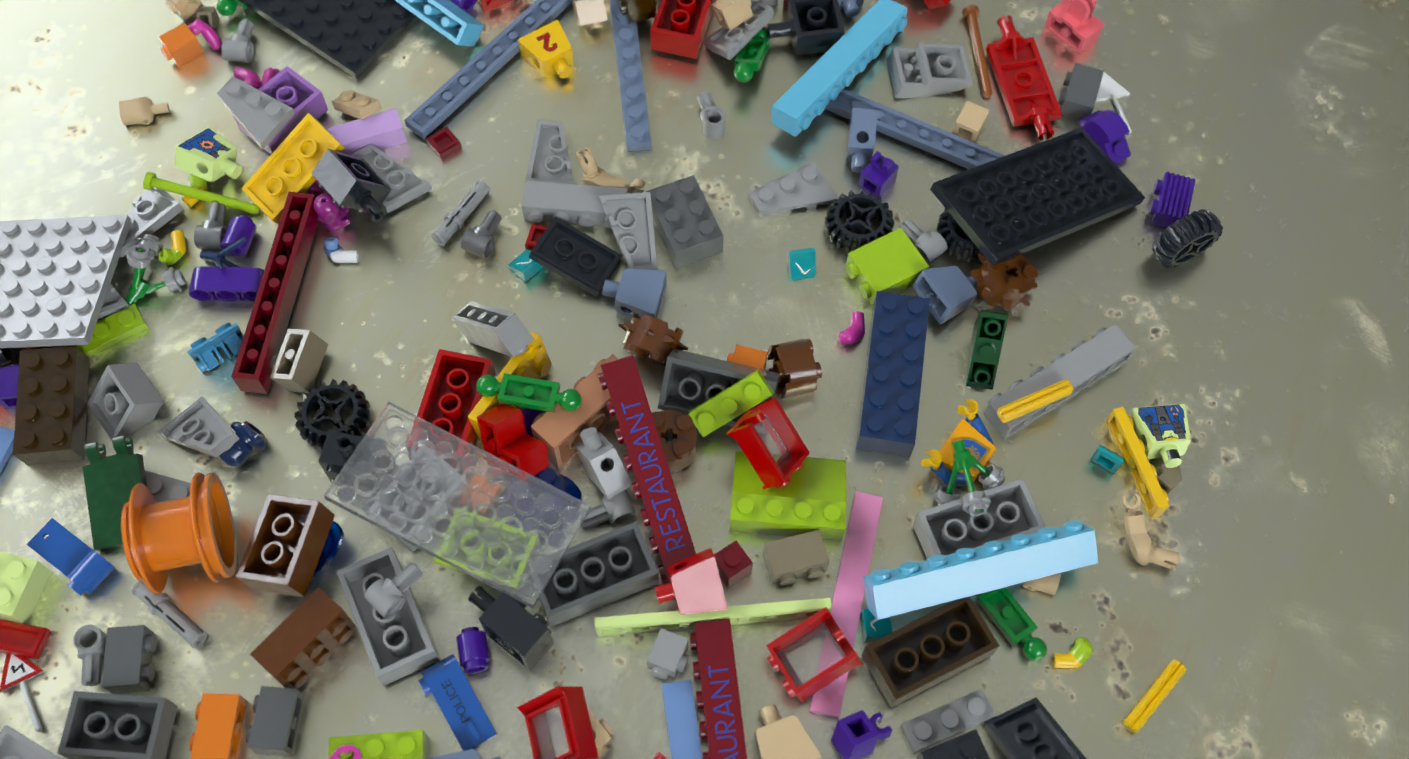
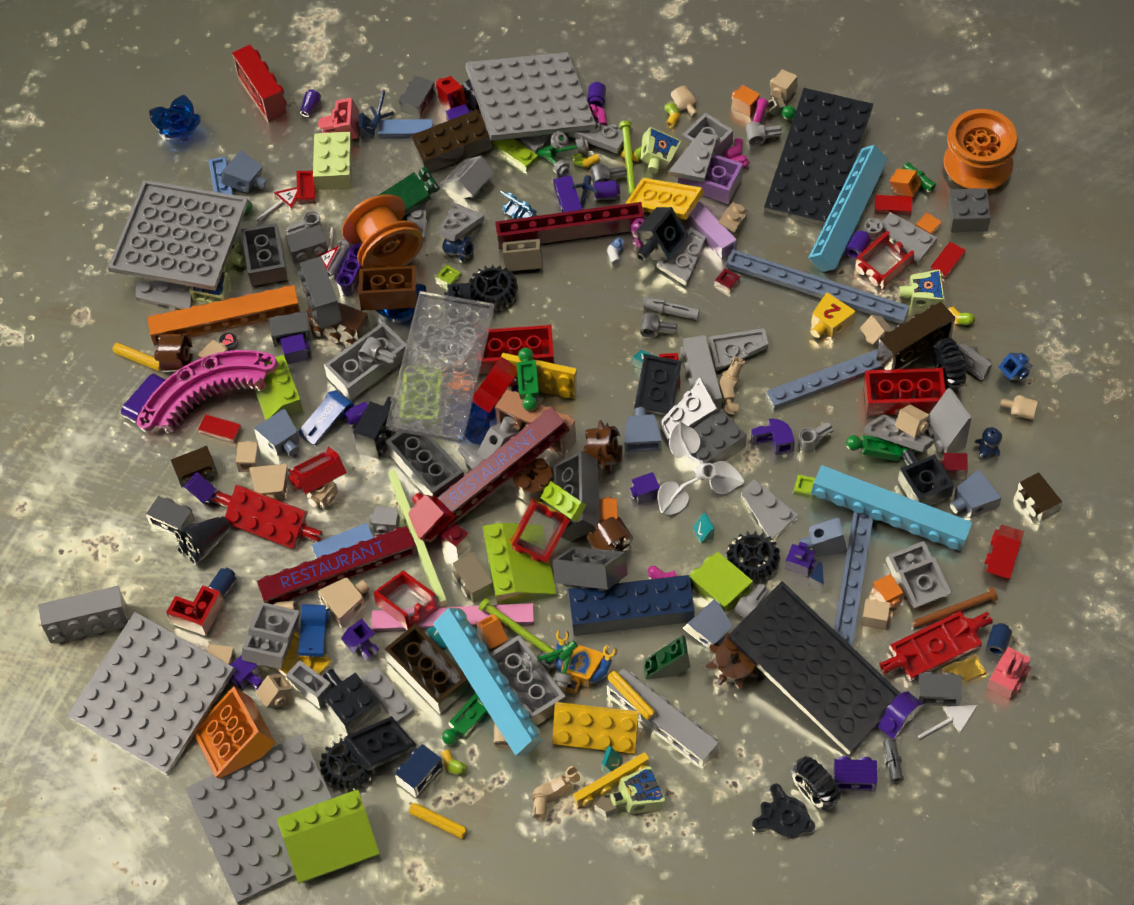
camera: 80 degrees right, 5 degrees down
(71, 557) = (362, 189): blue door -> none
(73, 204) = (596, 94): none -> dark purple brick
(108, 210) = (599, 113): none -> dark pink arm
(147, 127) = (672, 109): none -> arm
(168, 629) = (329, 256): none -> white piece
(201, 592) = (349, 273): none -> dark purple beam
(204, 90) = (710, 125): none -> light grey slope
(261, 640) = (319, 292): none -> dark grey brick
(282, 471) = (448, 275): none -> lime tile
(316, 720) = (295, 348): none -> dark purple brick
(493, 329) = (571, 347): light grey brick -> none
(697, 148) = (776, 432): none -> dark purple brick
(724, 312) = (644, 488): none -> dark purple brick
(742, 226) = (722, 475): none -> white plant
(772, 145) = (804, 486): none -> lime tile
(841, 397) = (590, 568): none -> dark grey brick
(850, 549) = (486, 606): none -> lime bar
(891, 550) = (491, 631): none -> orange brick
(908, 164) = (816, 579): none -> dark blue slope
(944, 103) = (888, 590): none -> orange brick
(1030, 21) = (998, 639): none -> dark blue brick
(1056, 62) = (968, 669): none -> clear yellow slope
(1064, 459) = (595, 727): none -> yellow plate
(1083, 701) = (418, 770): none -> dark blue brick
(1160, 161) = (893, 759): none -> dark grey pin
(1209, 289) = (784, 816): none -> black tile

